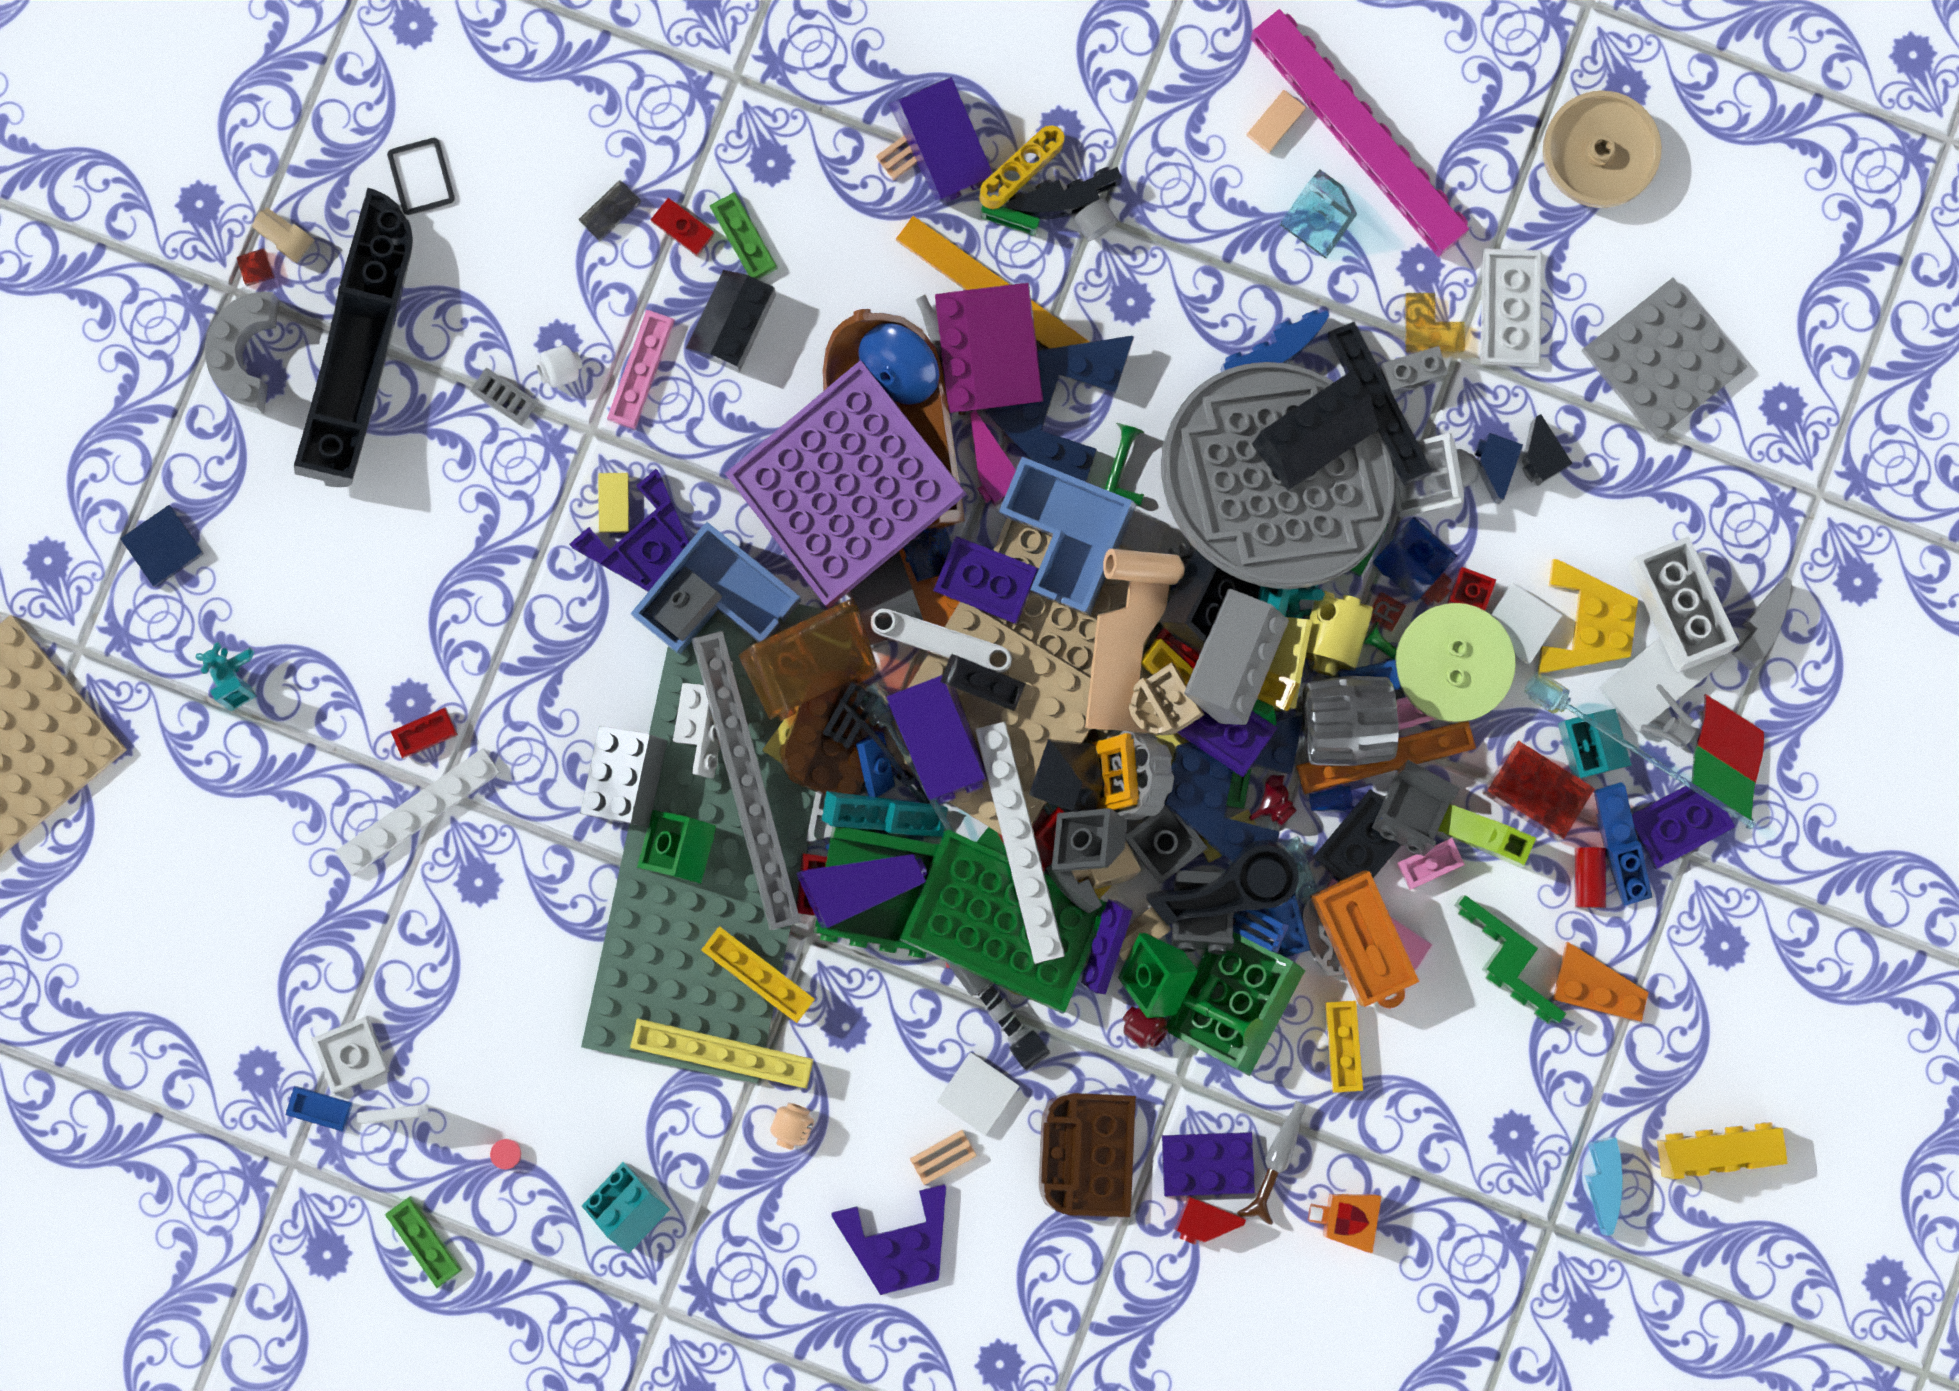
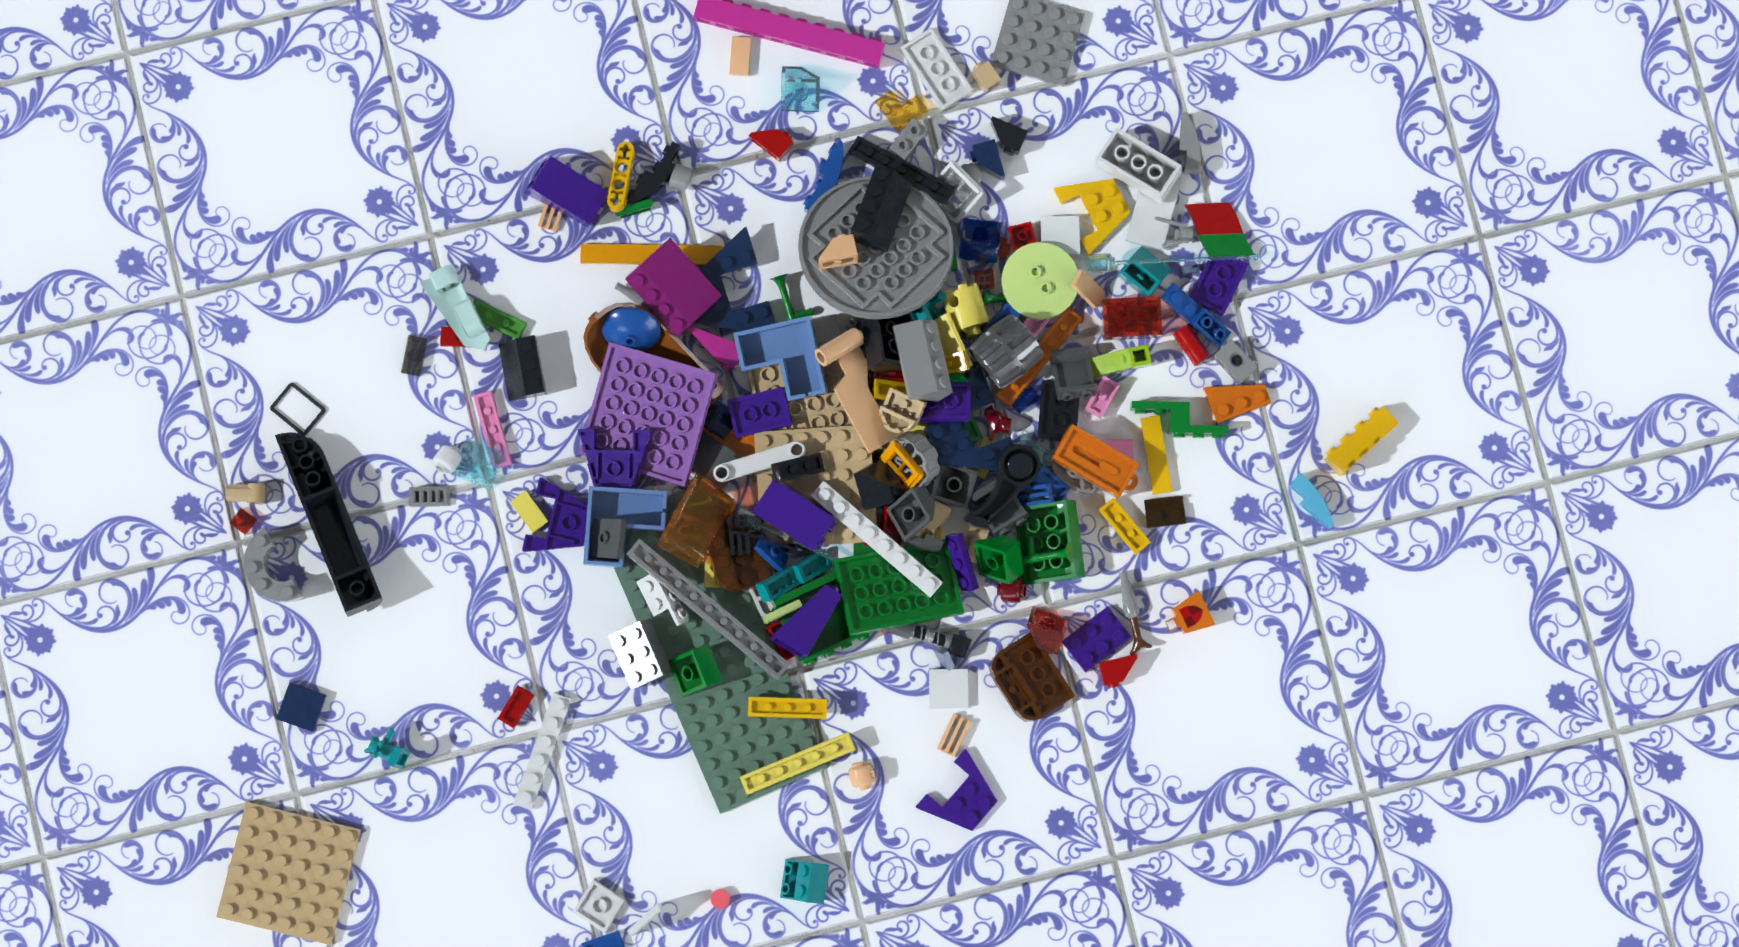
camera: 30 degrees left, 0 degrees up
(593, 399) = (478, 464): none -> clear light blue slope
(703, 186) = (455, 306): none -> light aqua panel
(757, 521) = (614, 467): none -> dark purple wing
(836, 849) = (785, 610): none -> yellowish green tile
(999, 1052) = (944, 658): none -> sand blue tile
(1154, 1108) = (1047, 629): none -> clear red slope
(1226, 448) = (839, 252): none -> light nougat slope
(1241, 256) = (773, 142): none -> red slope
(1407, 1064) = (1164, 512): none -> dark brown plate
(1447, 985) = (1156, 455): none -> yellow tile
(1509, 715) = (1088, 289): none -> light nougat tile
(1567, 359) = (985, 76): none -> tan brick
(1623, 954) = (1224, 359): none -> light grey brick
(1656, 782) = (1189, 269): none -> sand blue tile

